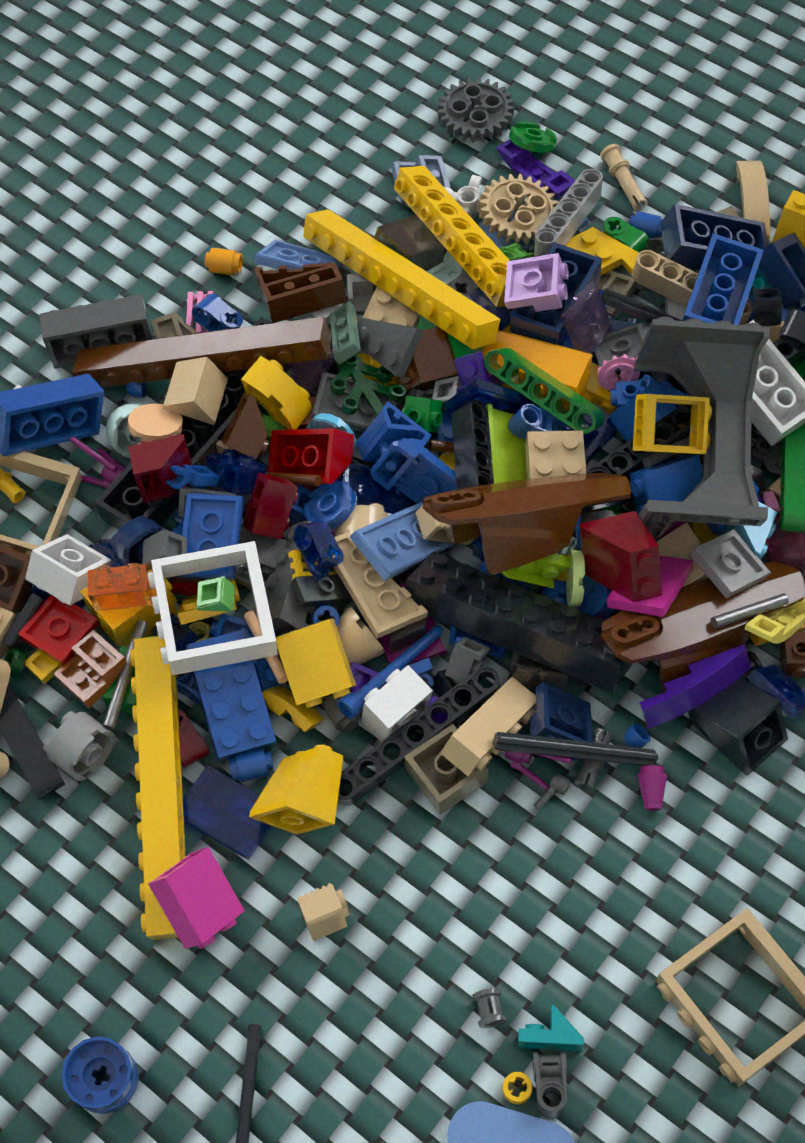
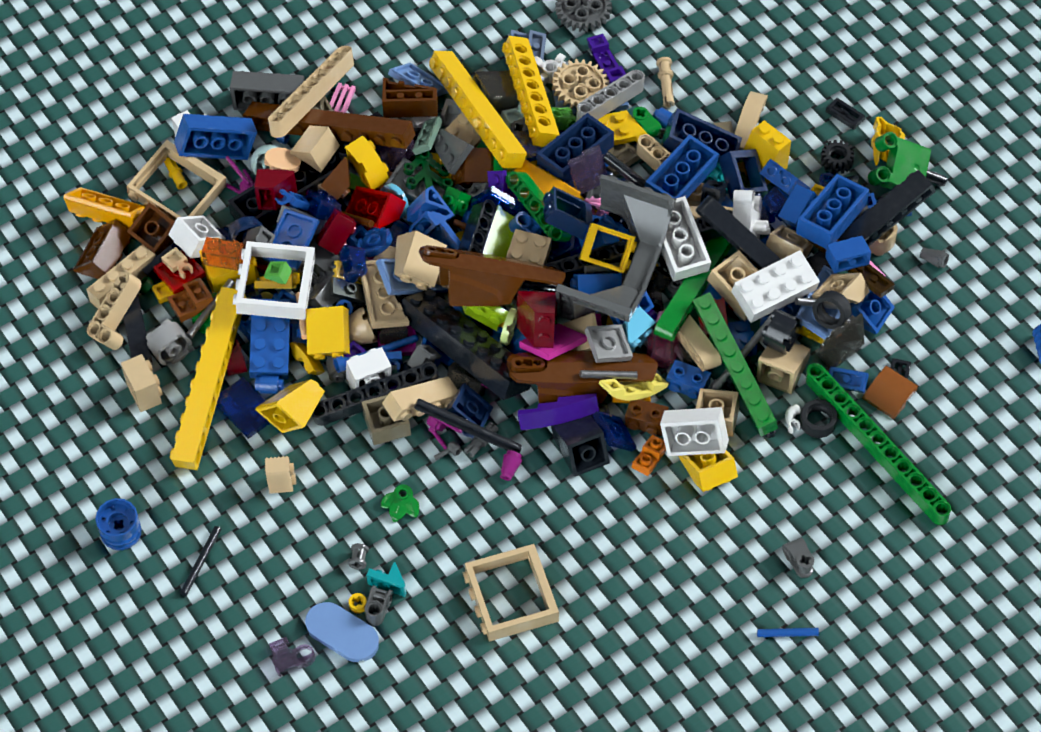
camera: 15 degrees right, 5 degrees down
(52, 615) = (177, 261): none -> tan plate
(60, 821) = (142, 382): none -> tan brick
(158, 316) = (310, 91): none -> tan beam
(197, 899) = (207, 445): dark pink brick -> none
(216, 314) = (350, 102): blue piece -> none
(224, 261) = (369, 68): light orange brick -> none
(400, 515) = (409, 263): none -> tan slope
(517, 902) = (398, 505): none -> green plate
(532, 138) = (614, 37): green tile -> none
(536, 282) = (560, 135): lavender plate -> none
(592, 388) = (567, 212): none -> dark blue window
(636, 736) = (513, 433): blue hinge -> none

